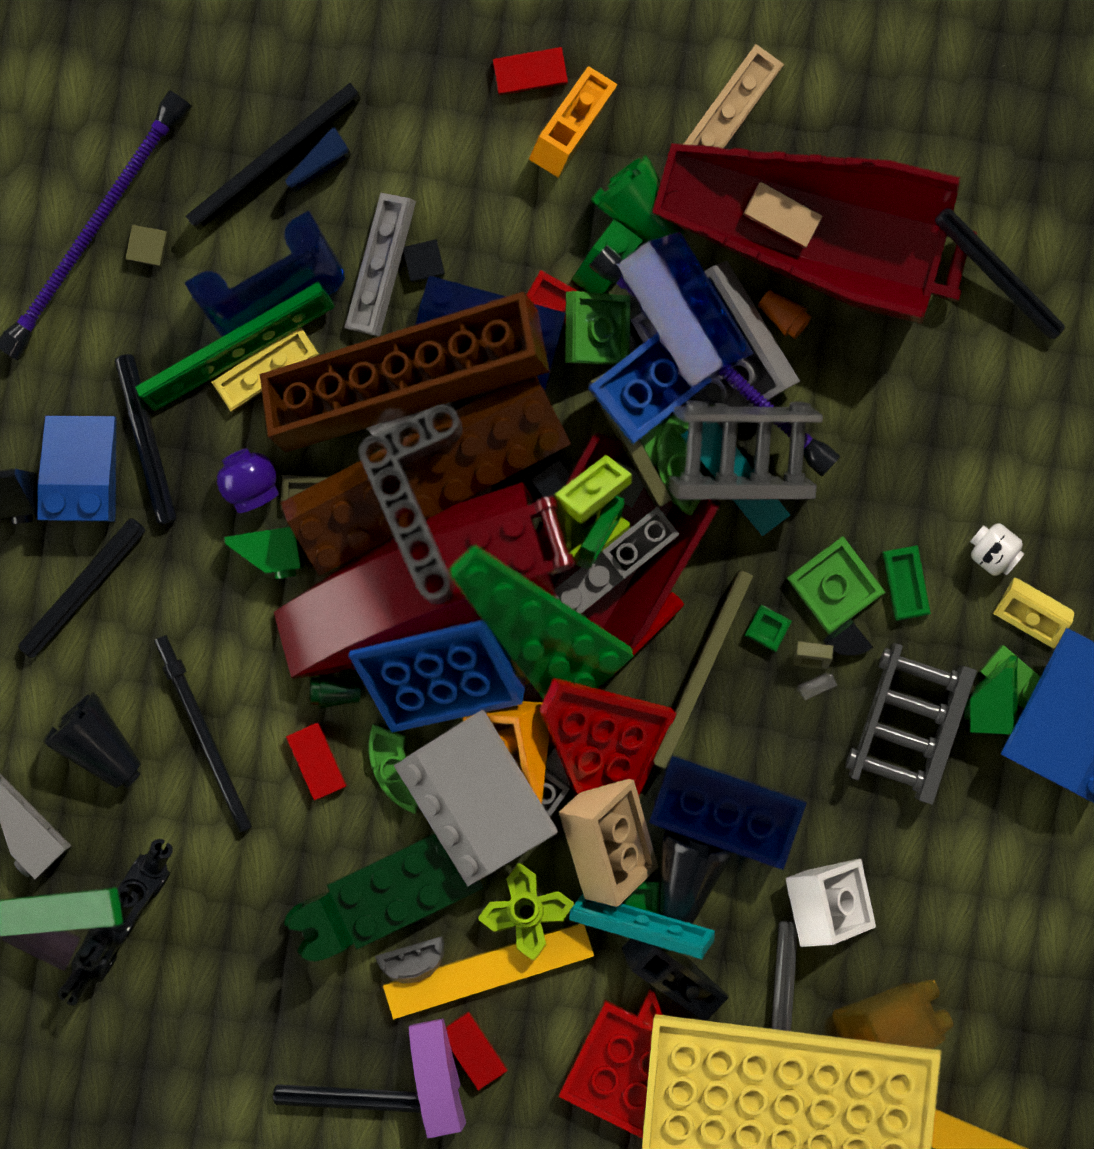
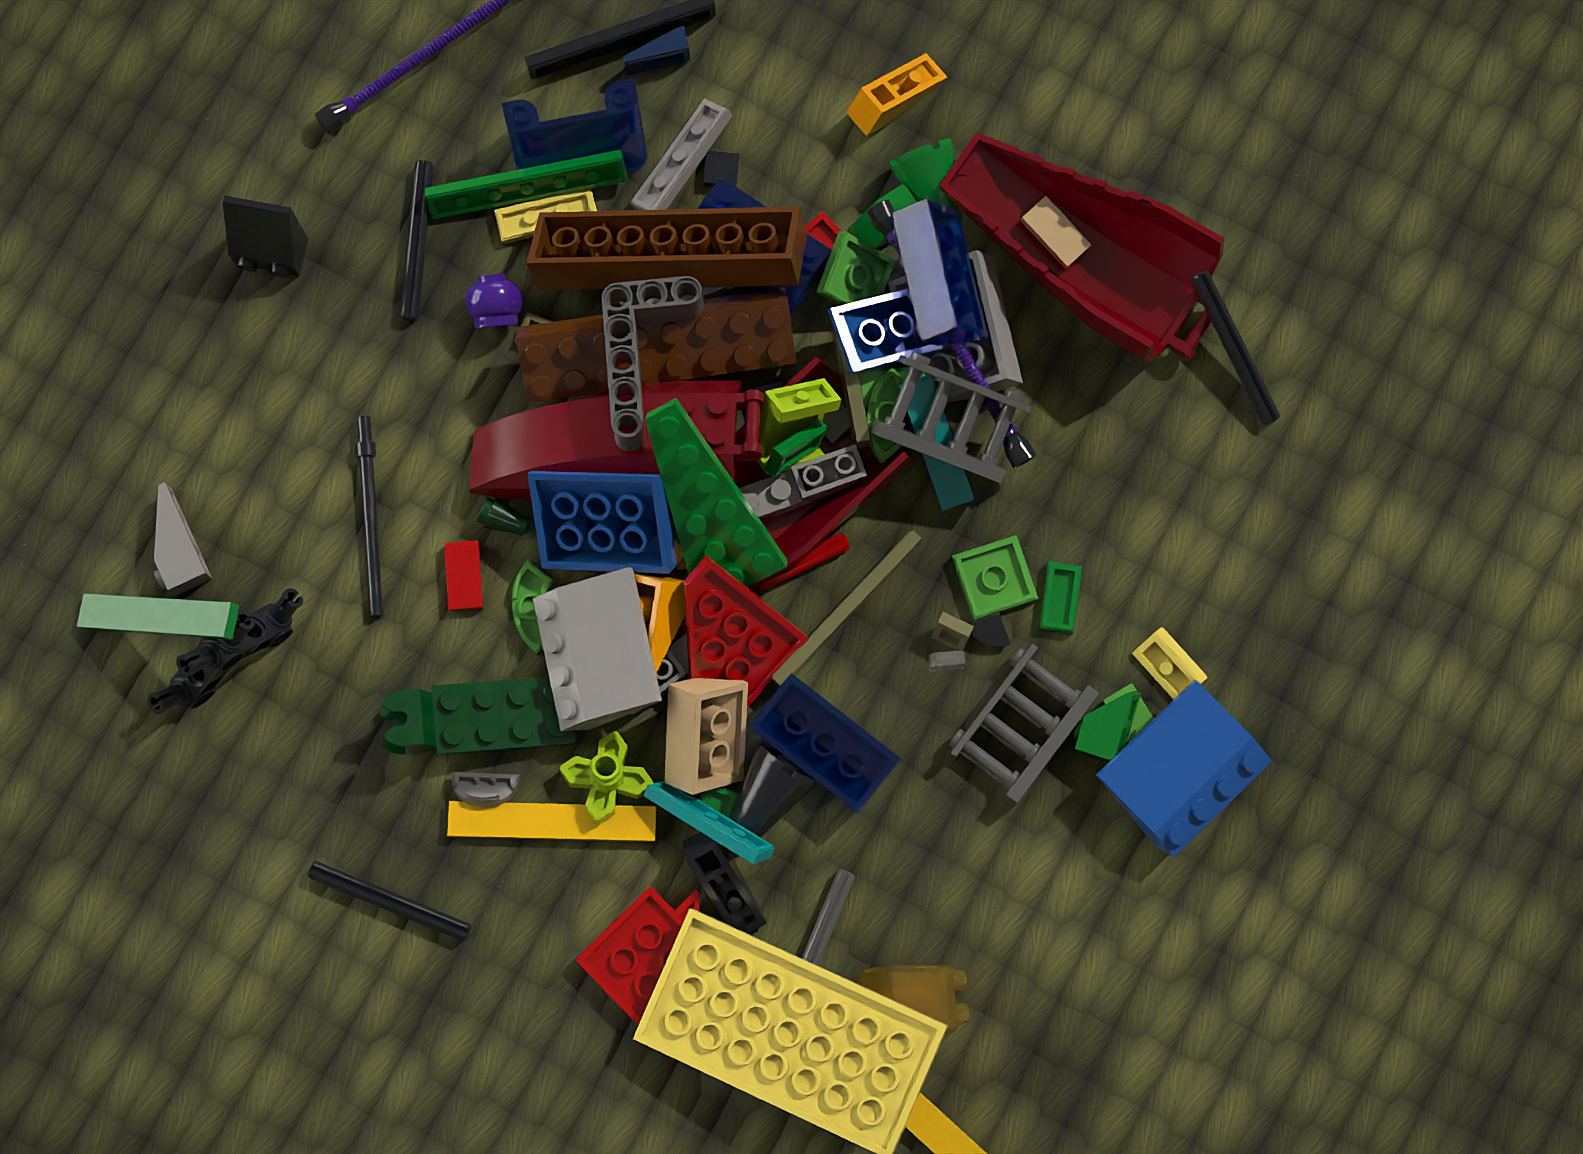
camera: 15 degrees right, 10 degrees down
(52, 947) = (152, 654): tile -> none
(78, 469) = (345, 247): blue slope -> none
(81, 588) = (309, 350): black axle -> none
(95, 743) = (269, 488): black cone -> none
(146, 245) = (481, 76): olive tile -> none
(270, 550) = (492, 371): green slope -> none
(436, 1078) = (467, 901): medium lavender slope -> none
(474, 1051) = (511, 891): red tile -> none
(530, 71) = (873, 40): red tile -> none
(736, 99) = (1053, 121): tan tile -> none
(768, 628) = (919, 595): green tile -> none
(785, 314) = (1029, 321): orange cone -> none
(830, 903) = (892, 865): white slope -> none
(996, 549) = (1153, 592): white head -> none

